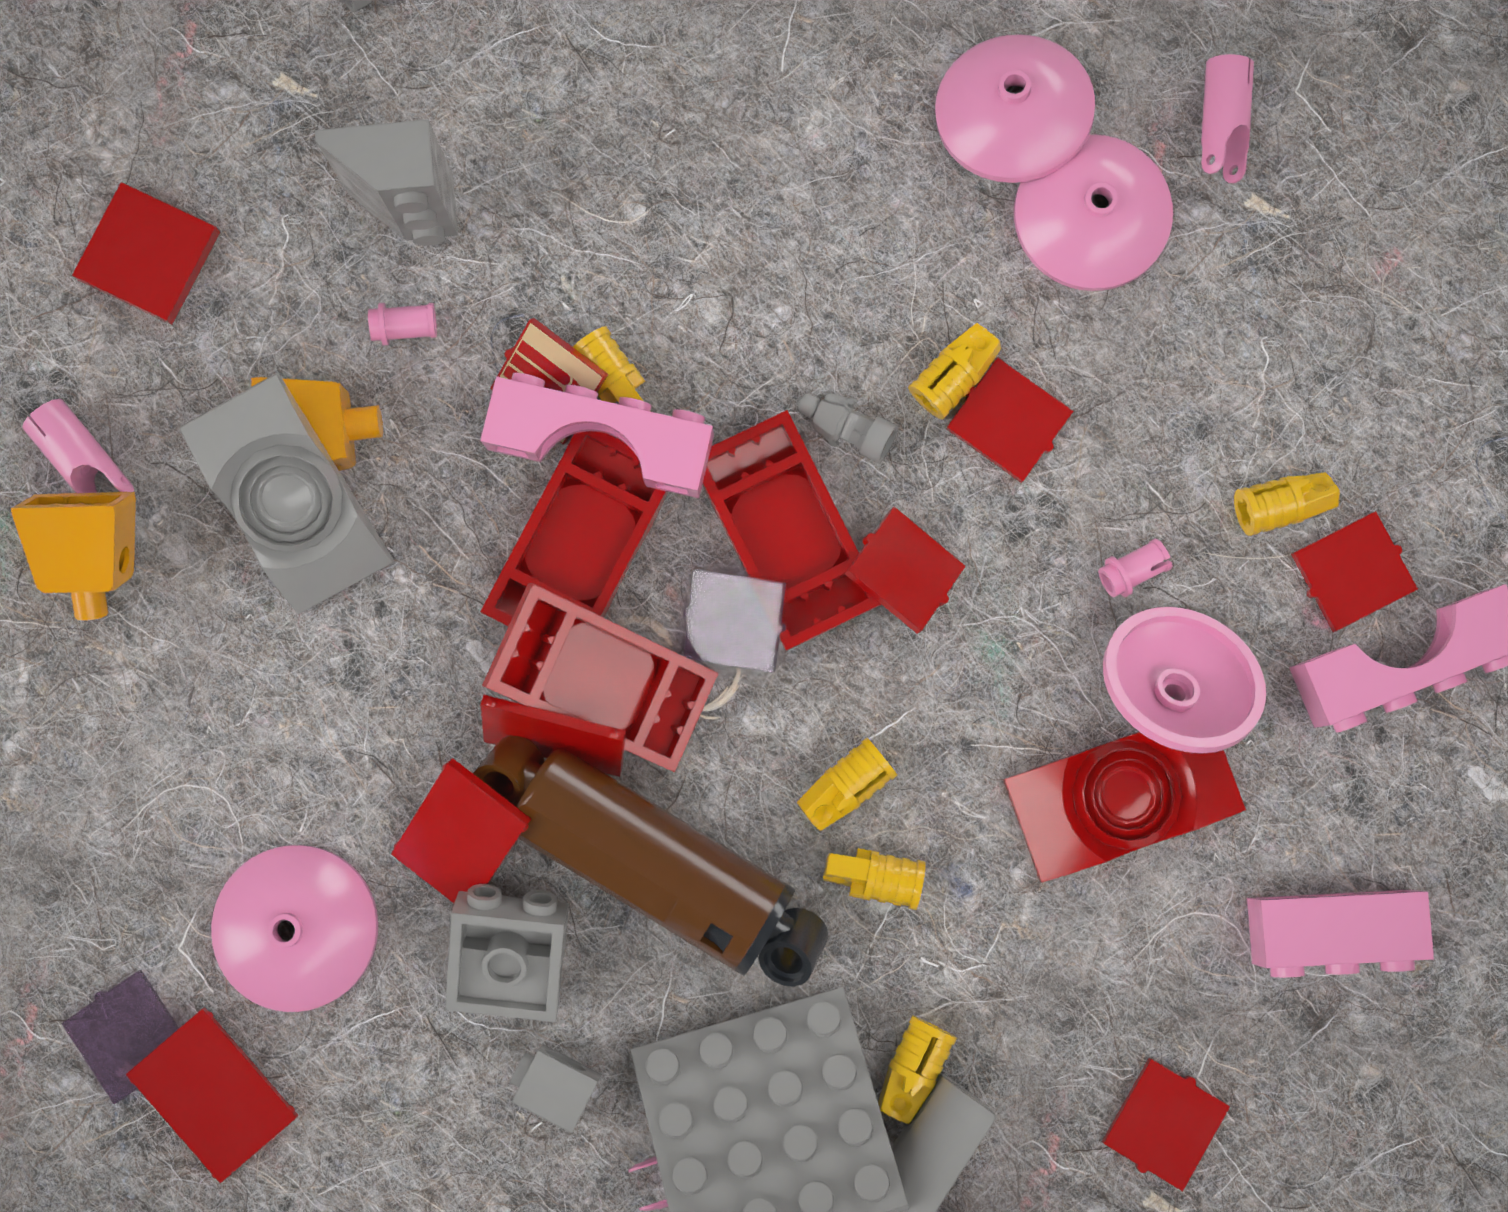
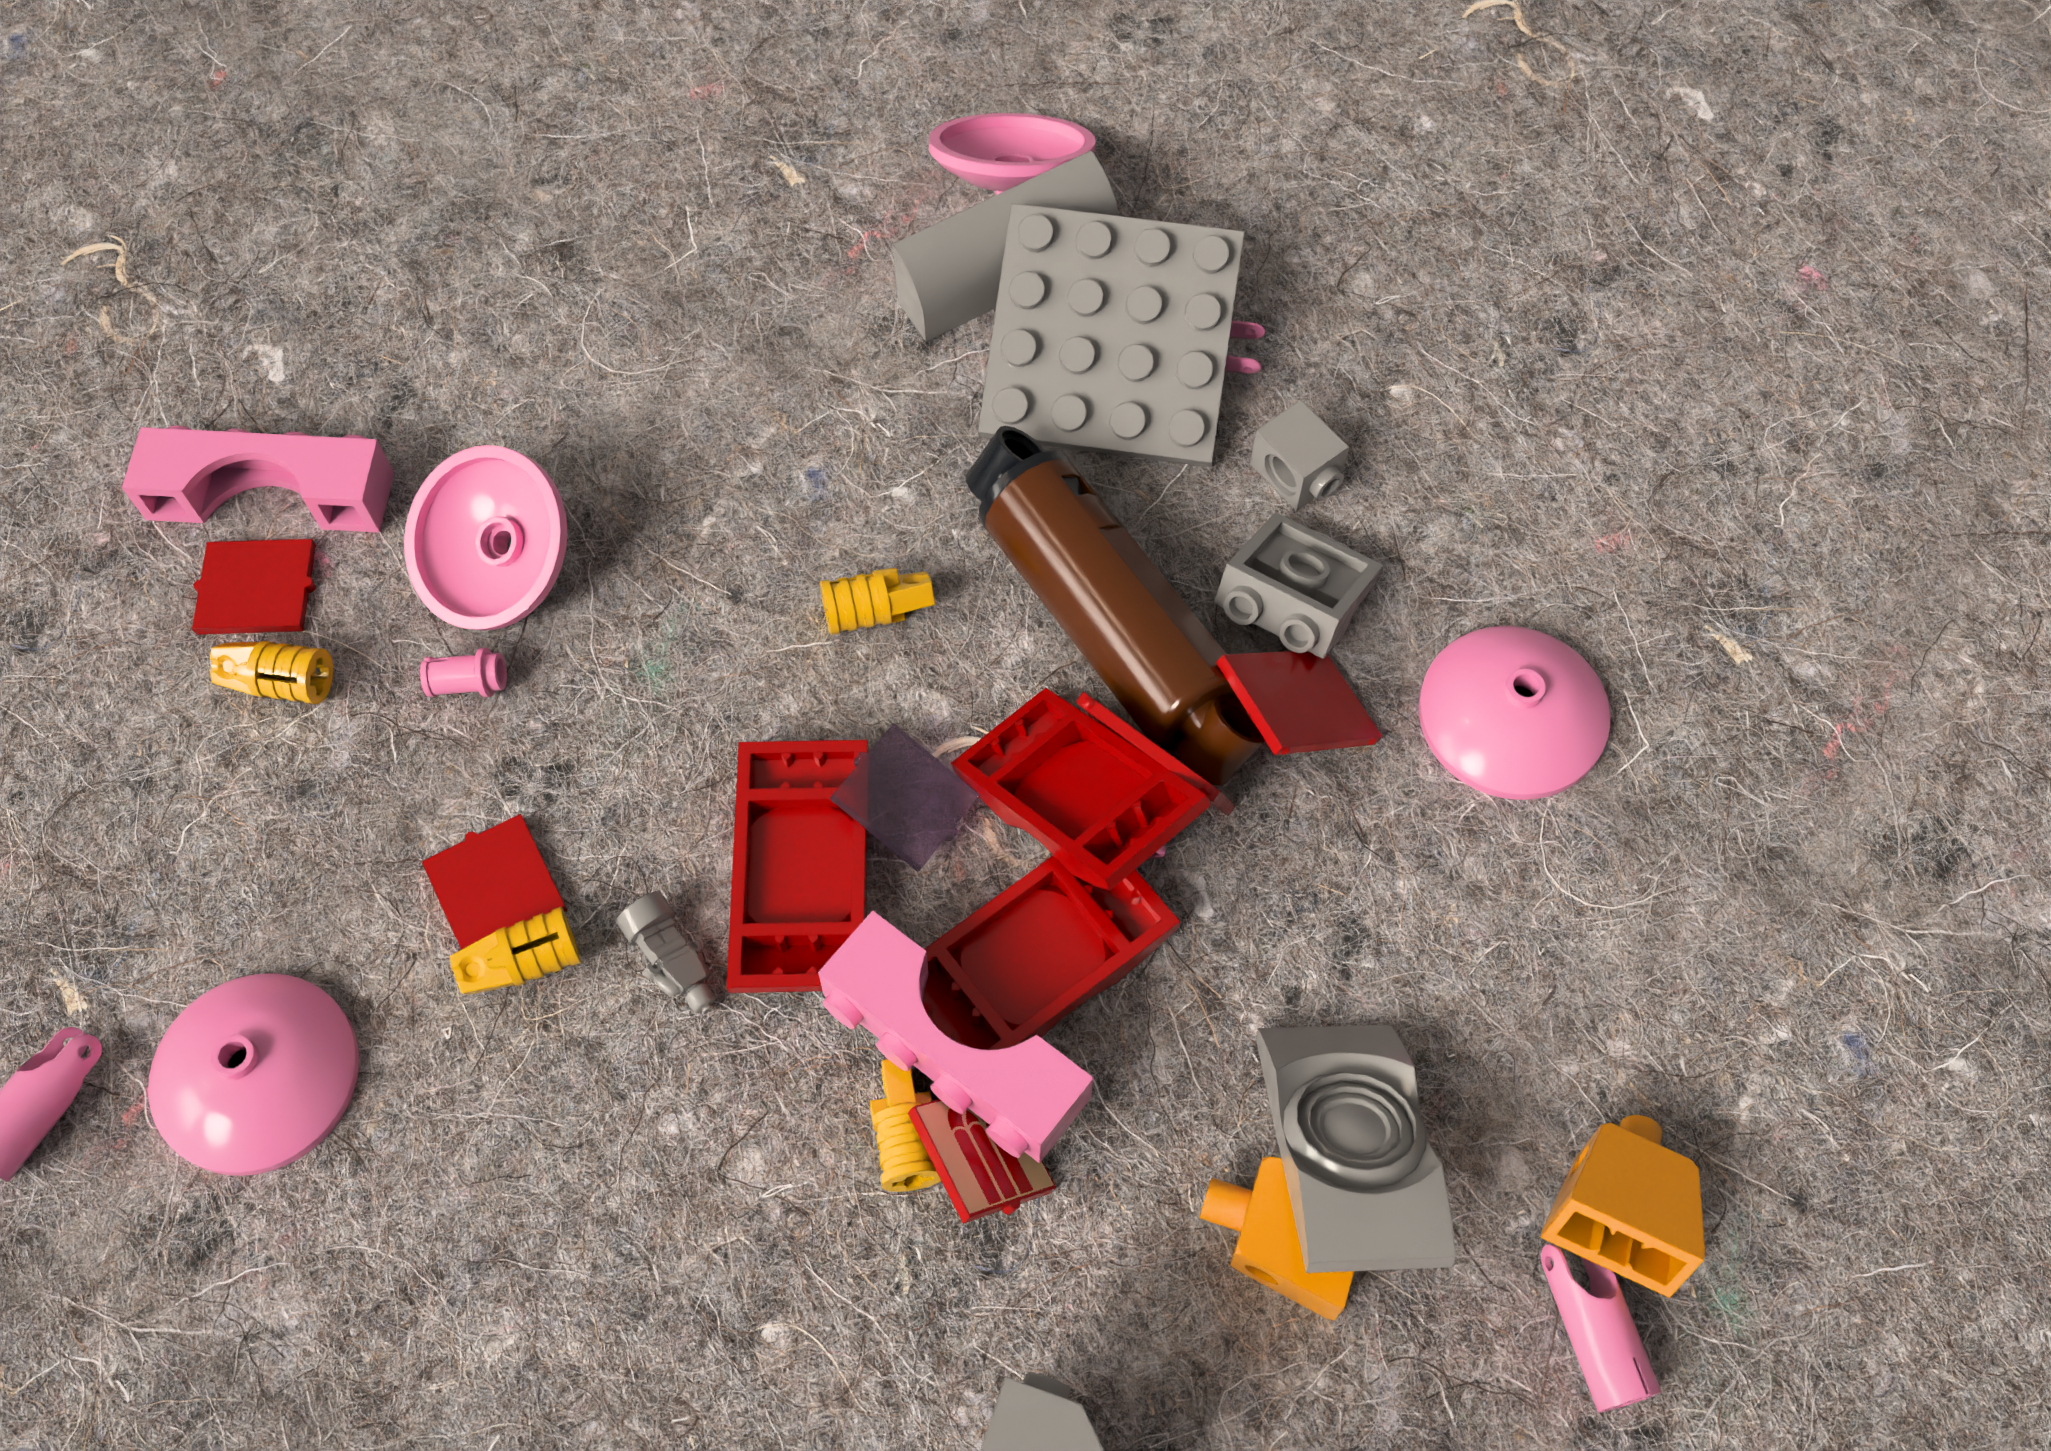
camera: 150 degrees left, 20 degrees down
(120, 1031) = (1730, 683): clear purple piece -> none
(212, 1095) = (1656, 594): red piece -> none
(401, 322) = (1127, 1314): bright pink pin -> none
(878, 877) = (889, 505): yellow hinge -> none
(905, 570) = (697, 770): red piece -> none
(914, 1069) = (944, 342): yellow hinge -> none
(1019, 133) = (302, 1241): bright pink dish -> none
(1117, 802) = (634, 485): red slope -> none
(1165, 1124) = (746, 224): red piece -> none
(1340, 931) = (490, 293): bright pink brick -> none

